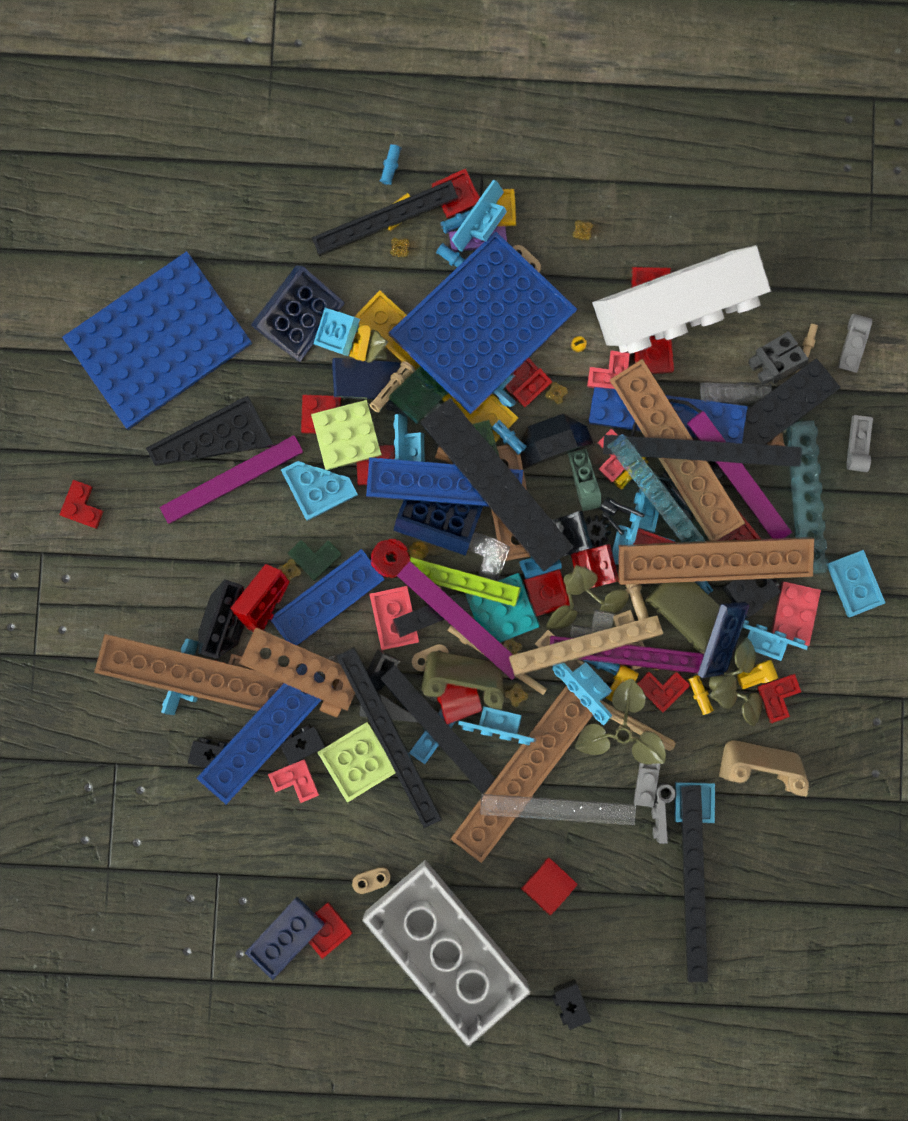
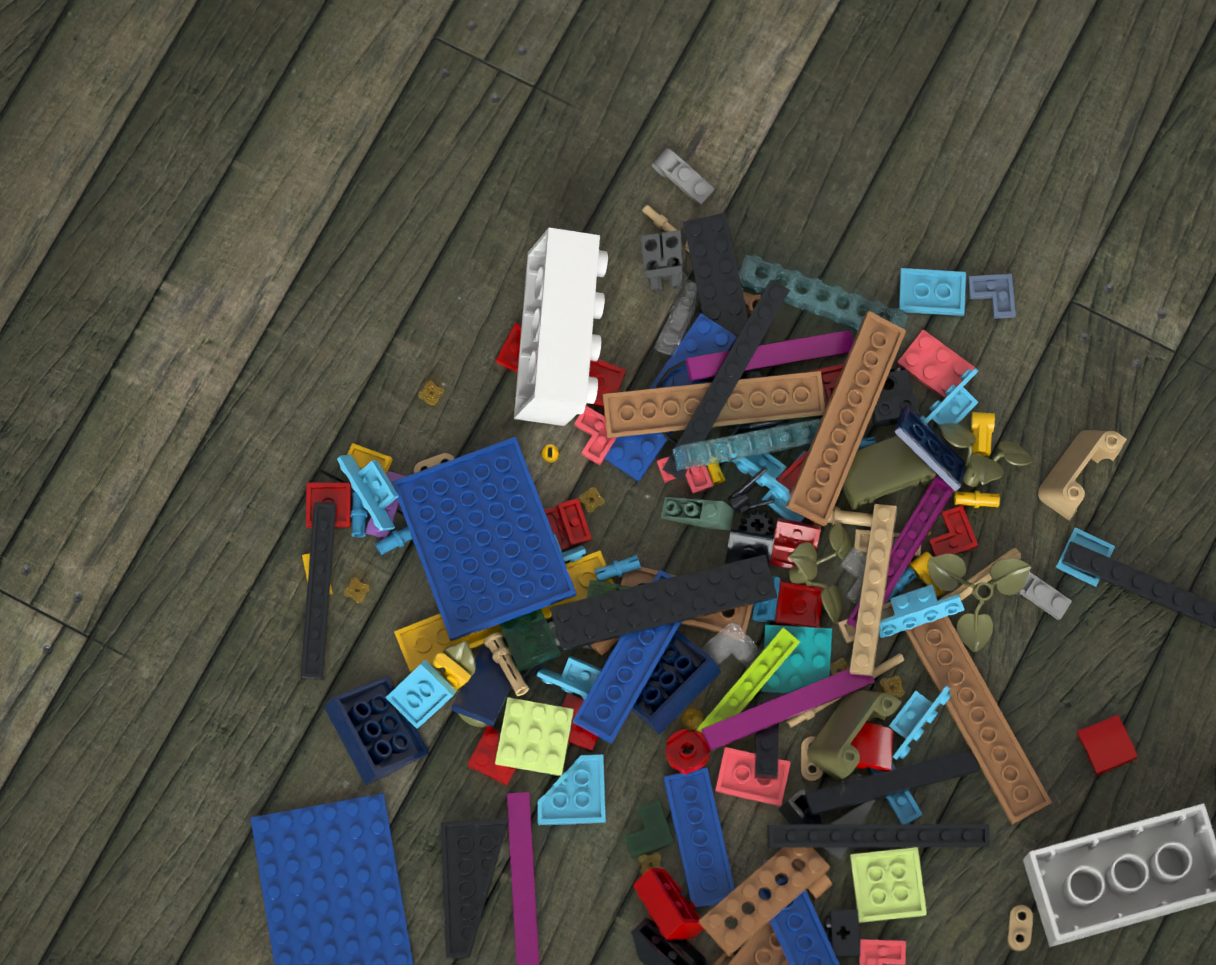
camera: 60 degrees left, 10 degrees down
(390, 164) = (262, 558): dark azure pin -> none
(553, 439) = (639, 525): black wedge -> none
(557, 809) = (1030, 698): clear plate -> none
(659, 813) = (1081, 597): light grey plate -> none
(773, 694) = (1009, 426): red plate -> none
(859, 444) = (790, 221): light grey plate -> none
(883, 634) = (997, 288): none -> sand blue plate

